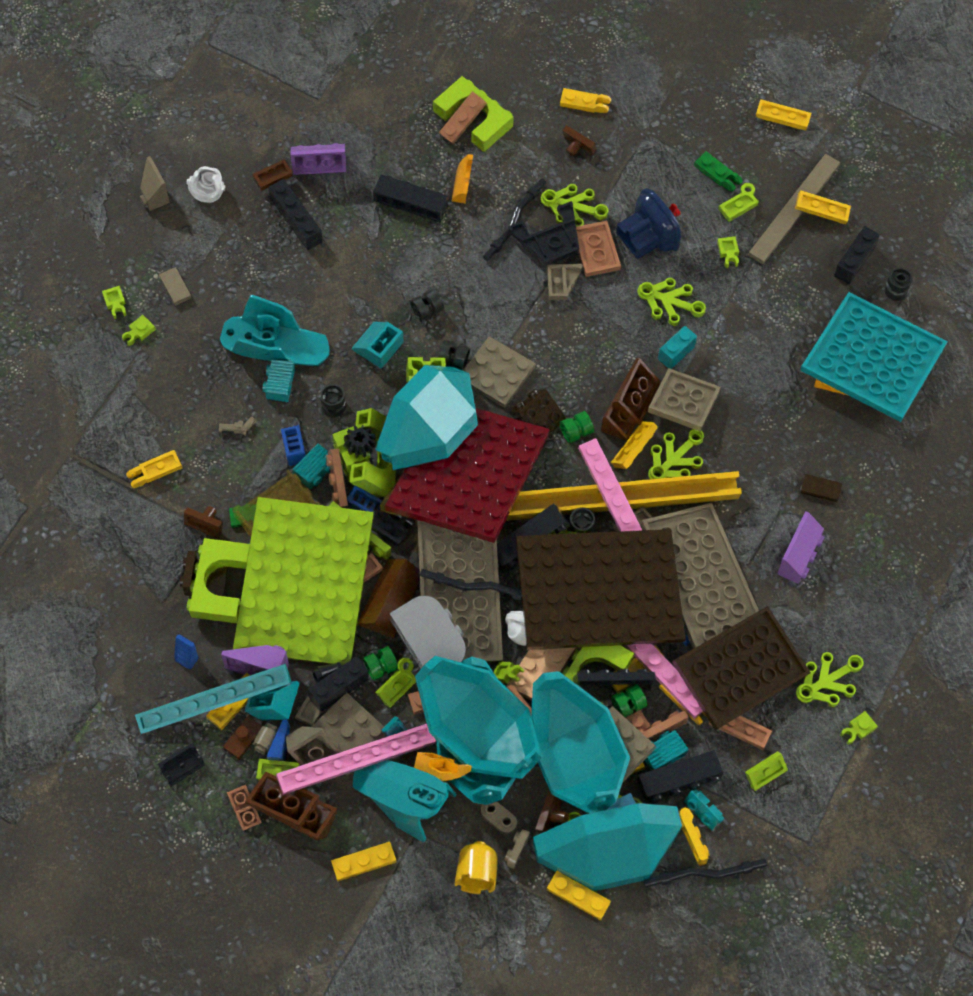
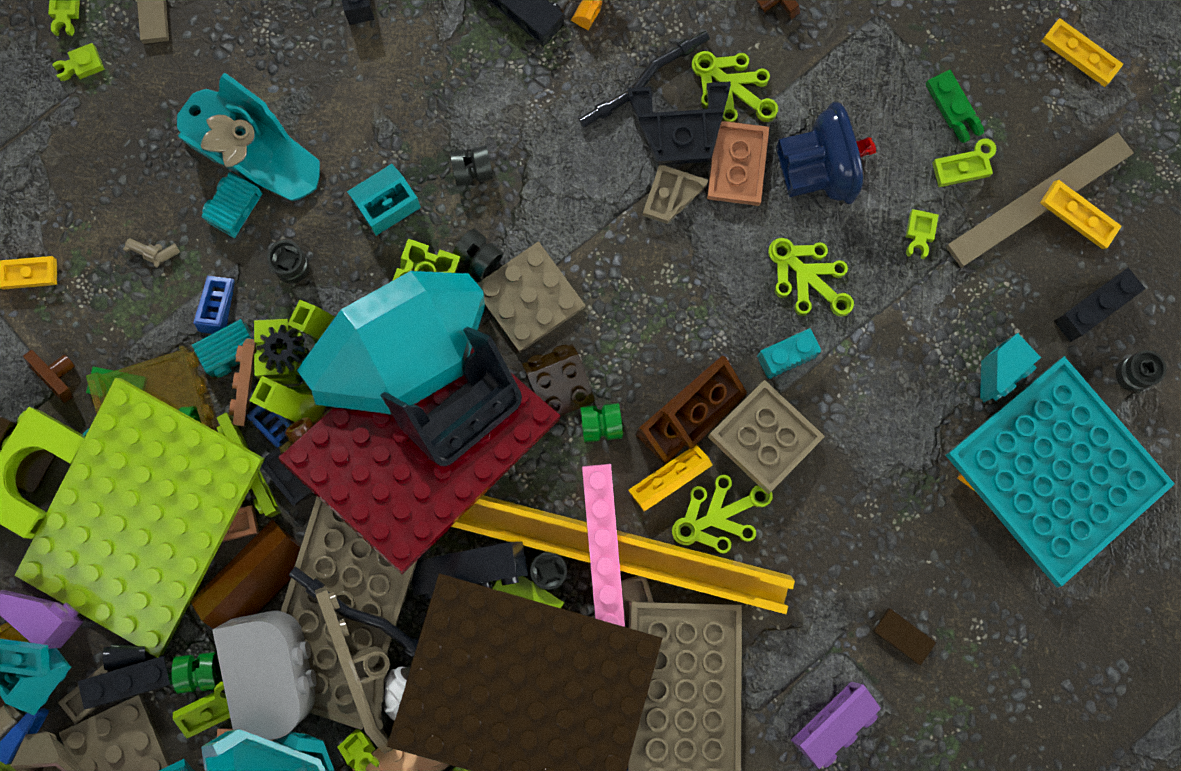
camera: 20 degrees right, 15 degrees up
(267, 334) = (225, 140): none -> dark tan plate
(386, 491) = (298, 429): none -> reddish brown tile
(491, 621) = (364, 682): none -> dark tan piece
(494, 441) = (469, 411): none -> black windscreen
(815, 307) = (1005, 367): none -> teal slope

